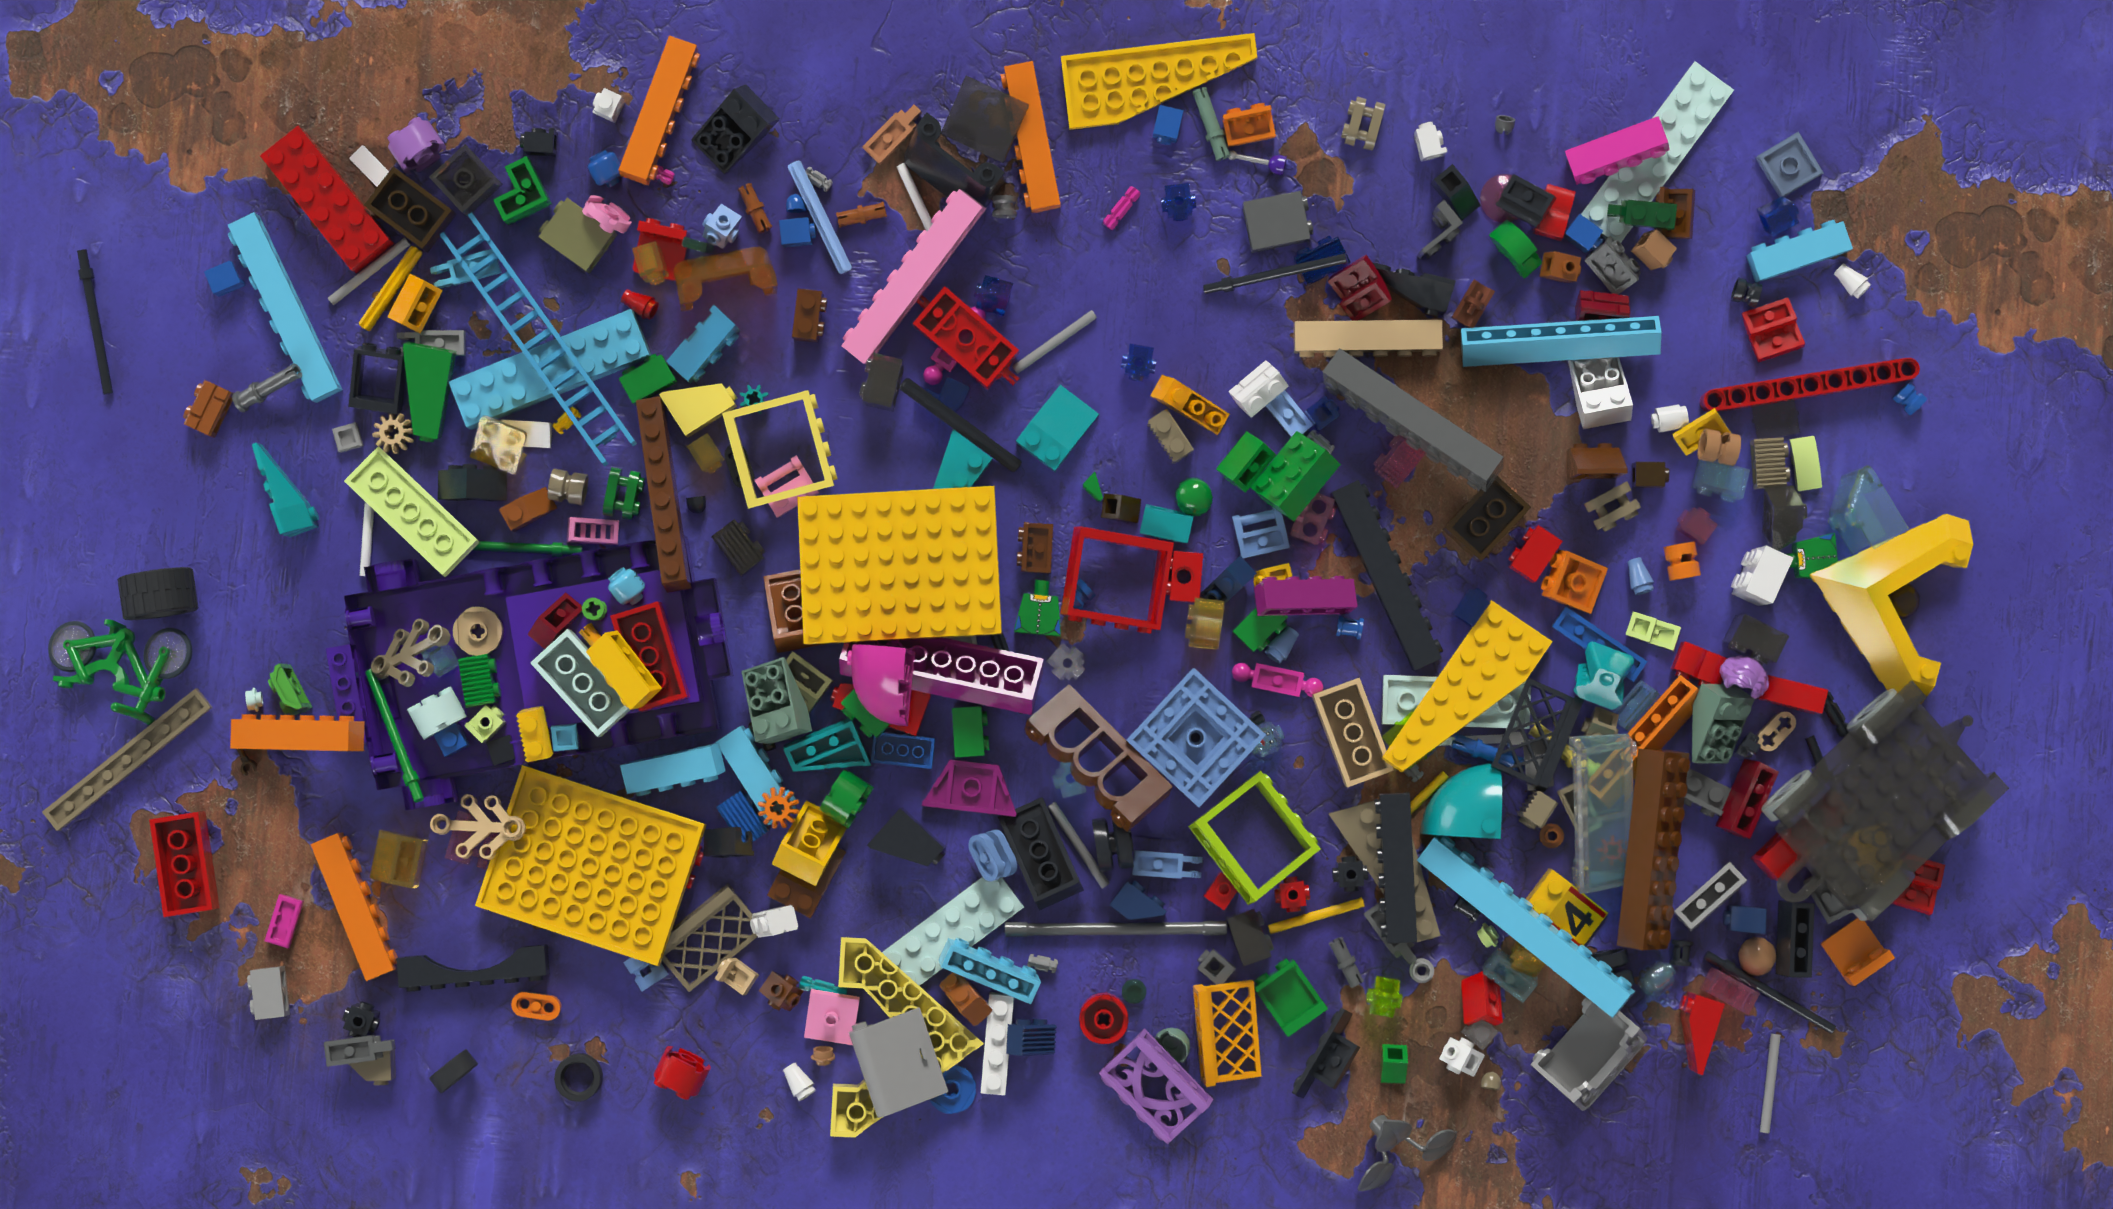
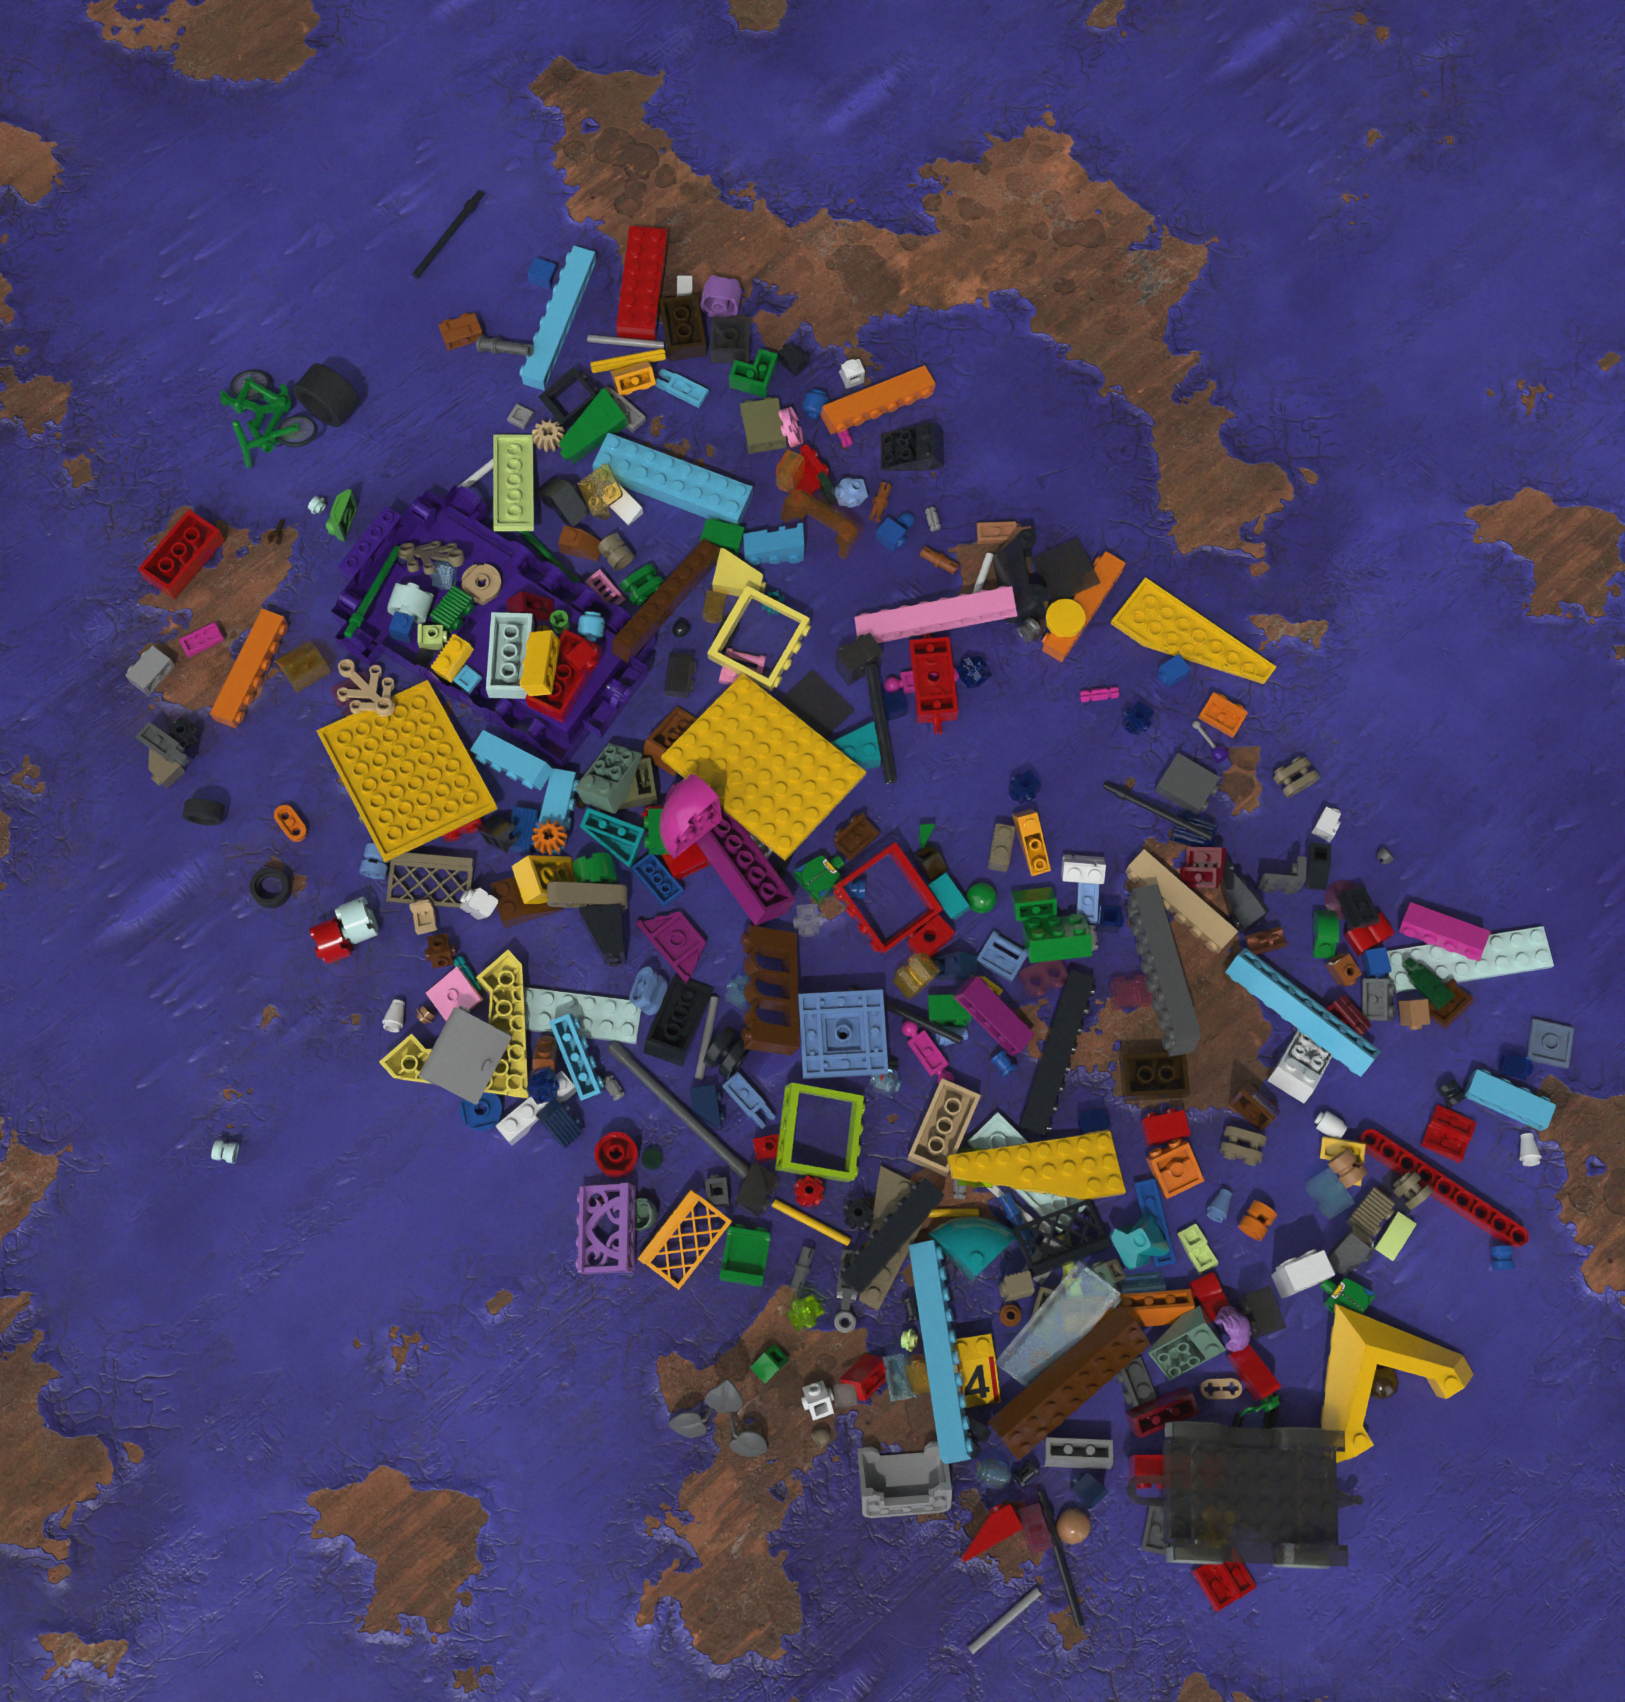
camera: 35 degrees right, 15 degrees down
(127, 759) = (213, 472): dark tan plate -> none
(290, 508) = (448, 417): teal wedge -> none
(297, 734) = (320, 538): orange brick -> none
(424, 971) = (309, 790): black arch -> none
(564, 421) = (653, 517): yellow piece -> none
(606, 436) = (665, 535): dark azure ladder -> none
(641, 304) = (761, 494): red cone -> none
(656, 628) = (583, 658): none -> red brick
(685, 1035) = (357, 920): none -> light aqua brick
(808, 315) = (851, 585): reddish brown brick -> none
(819, 217) = (913, 539): light blue axle -> none
(863, 827) = (585, 894): none -> dark tan beam
(883, 460) = (817, 704): none -> clear smoke piece
(969, 732) = (708, 906): green brick -> none
(991, 1025) = (543, 1085): none -> clear blue brick
(1029, 168) = (1065, 618): none -> yellow tile
(1054, 341) = (984, 732): light grey bar -> none
(1057, 428) = (936, 781): teal slope -> none
(1211, 124) = (1197, 702): sand green pin -> none
(1232, 664) = (918, 1020): none -> black bar
(1331, 1057) = (732, 1319): black bracket -> none
(1649, 475) = (1285, 1148): dark brown brick -> none
(1696, 525) = (1287, 1207): clear pink brick -> none
(1747, 747) = (1192, 1377): black hinge -> none
(1781, 413) = (1408, 1182): none -> dark tan brick
(1795, 939) = (1110, 1536): black brick -> none
(1823, 719) = (1267, 1404): none -> green plate
(1856, 952) = (1143, 1585): orange bracket -> none
(1864, 511) = (1409, 1295): clear light blue windscreen -> none

